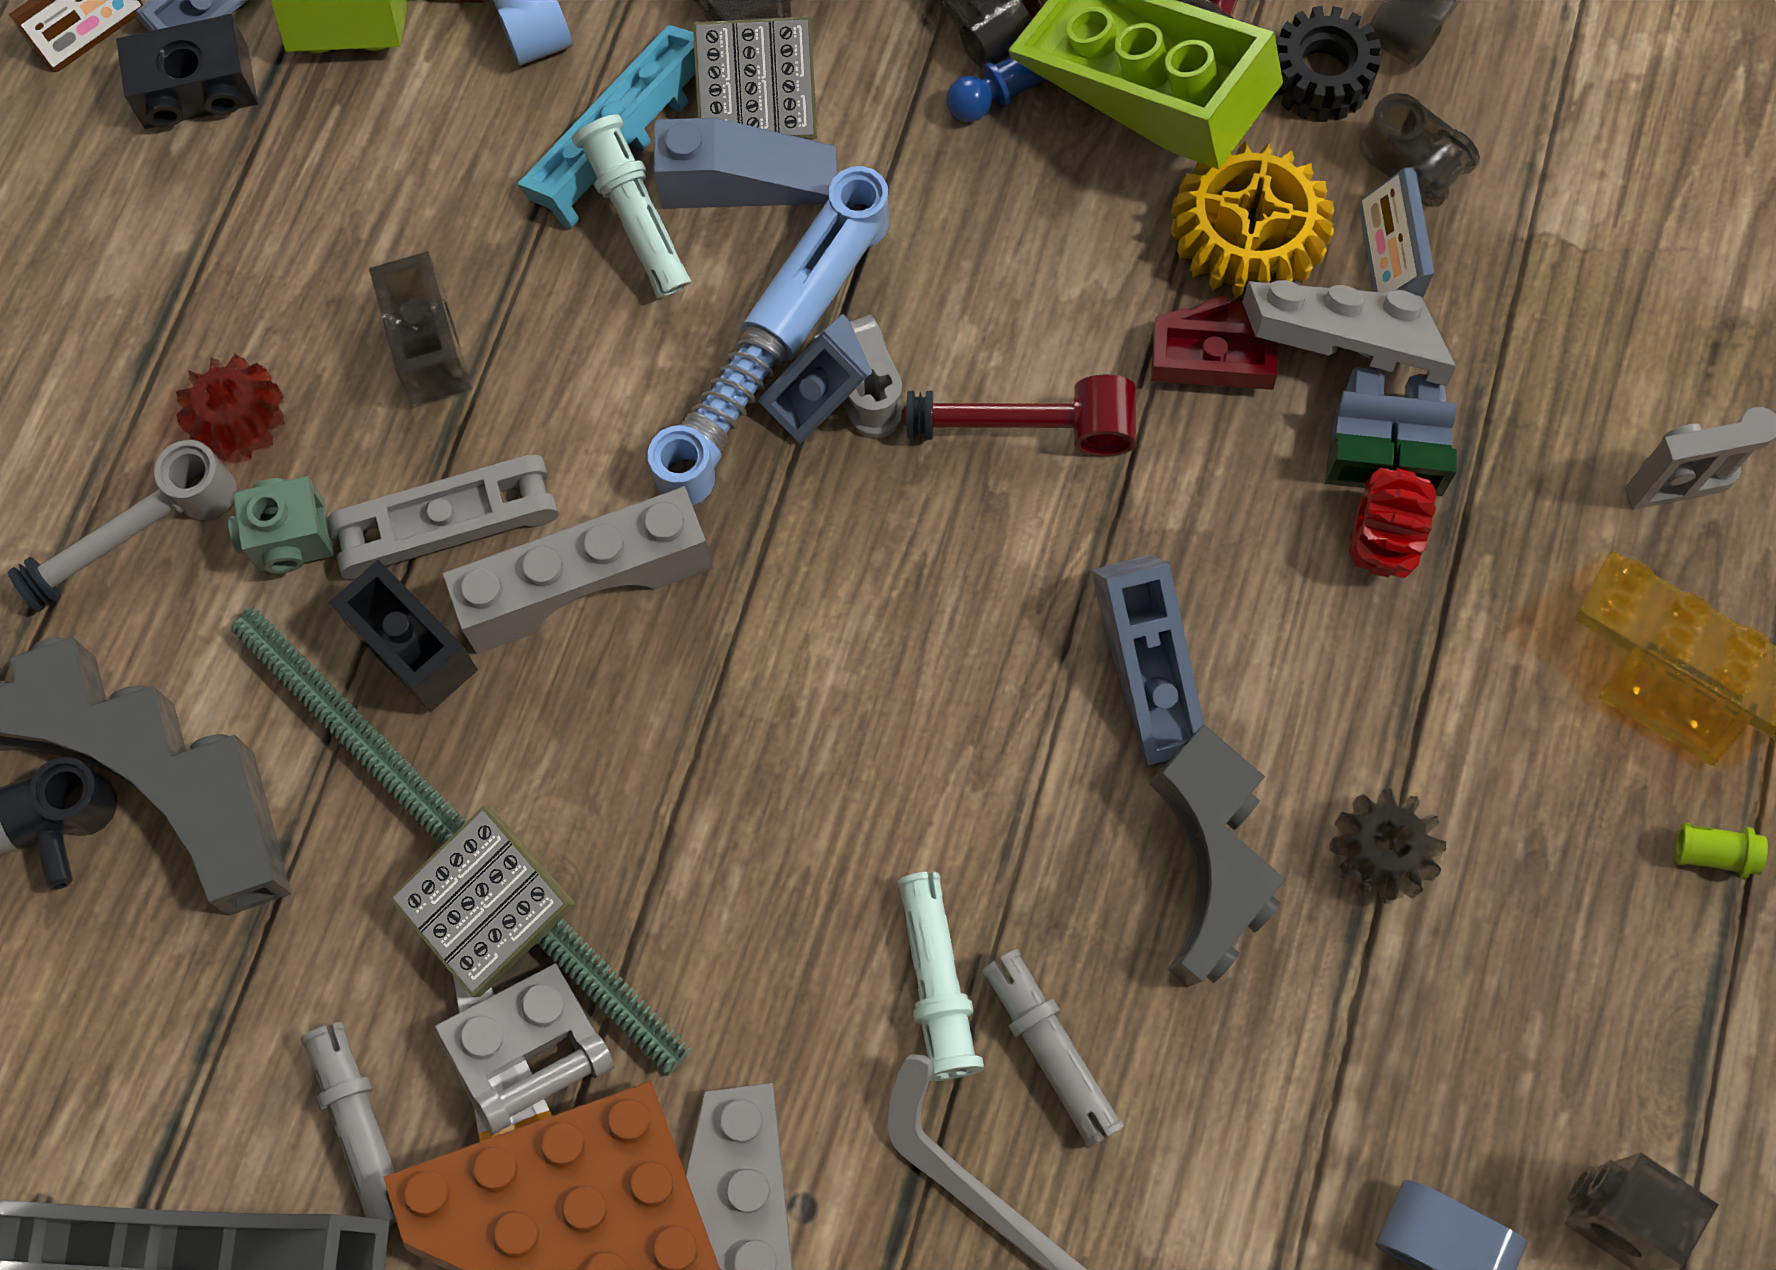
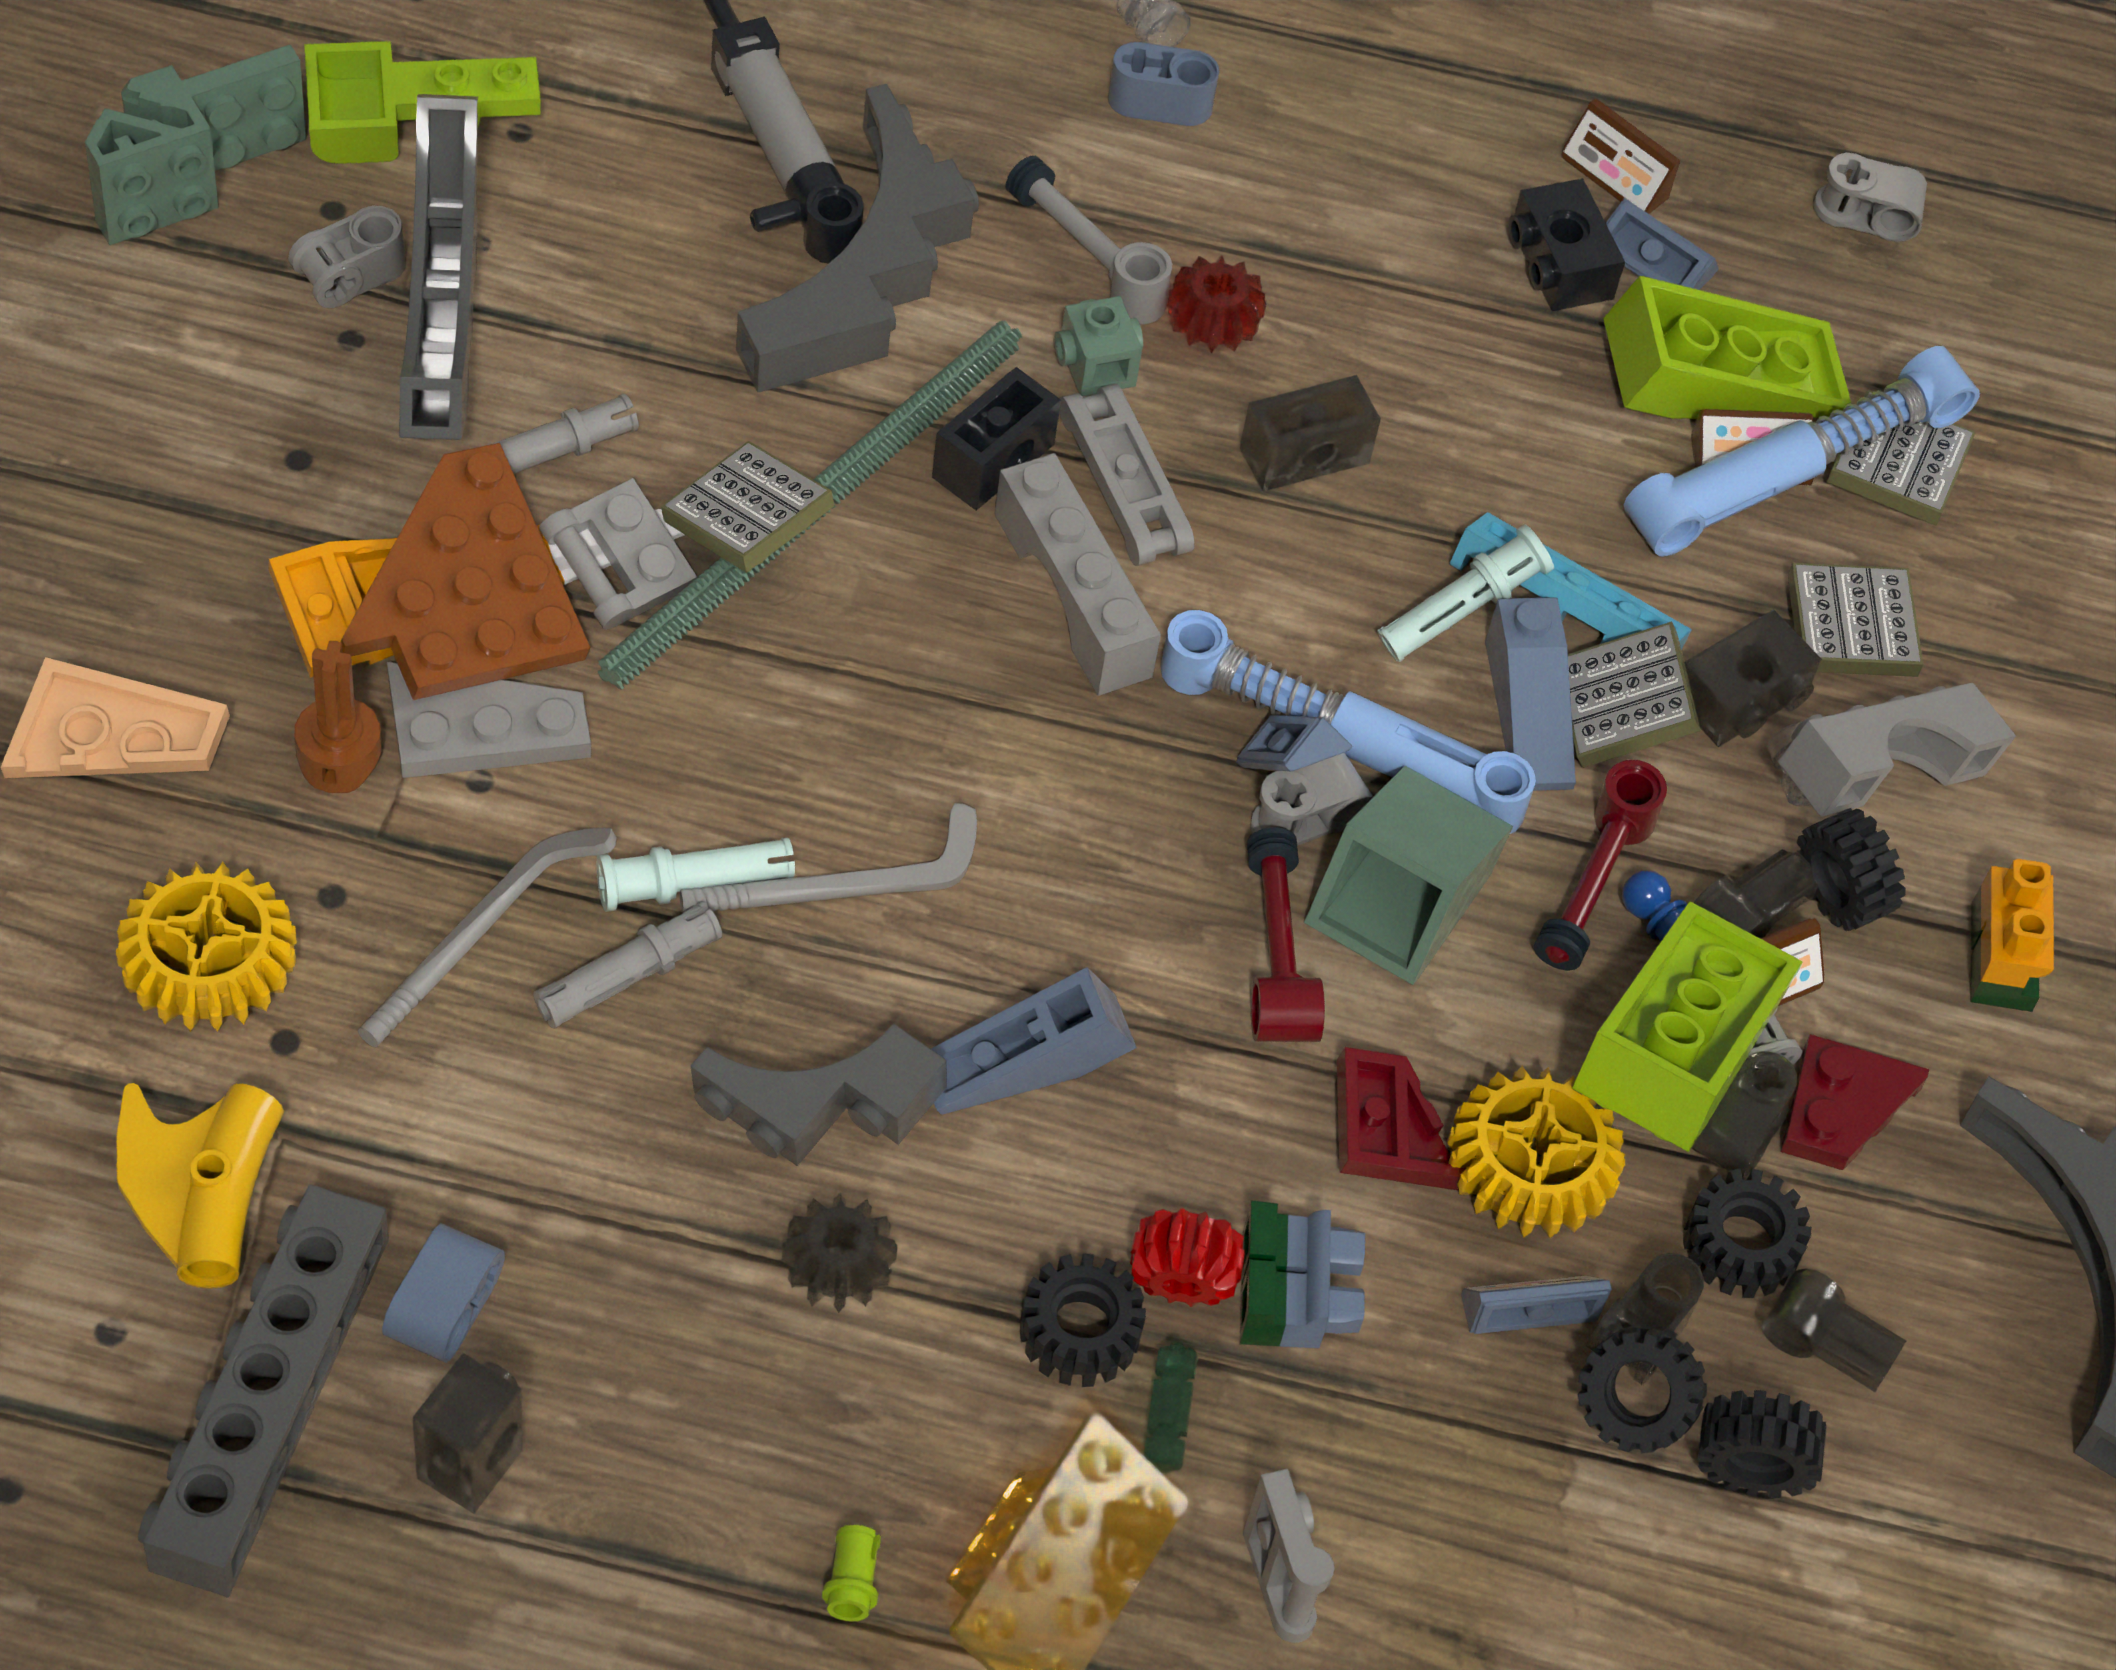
camera: 75 degrees right, 15 degrees down
(879, 117) = (1563, 941): none -> dark red piece
(931, 732) = (917, 877): none -> light grey piece
(953, 291) = (1406, 873): none -> sand green slope
(1374, 324) = (1416, 1233): light grey wing -> none
(1463, 597) = (1090, 1286): none -> black tyre
(1525, 557) = (1170, 1407): none -> clear green axle
(1529, 156) = (1610, 1415): none -> black tyre
(1553, 71) = (1762, 1444): none -> black tyre

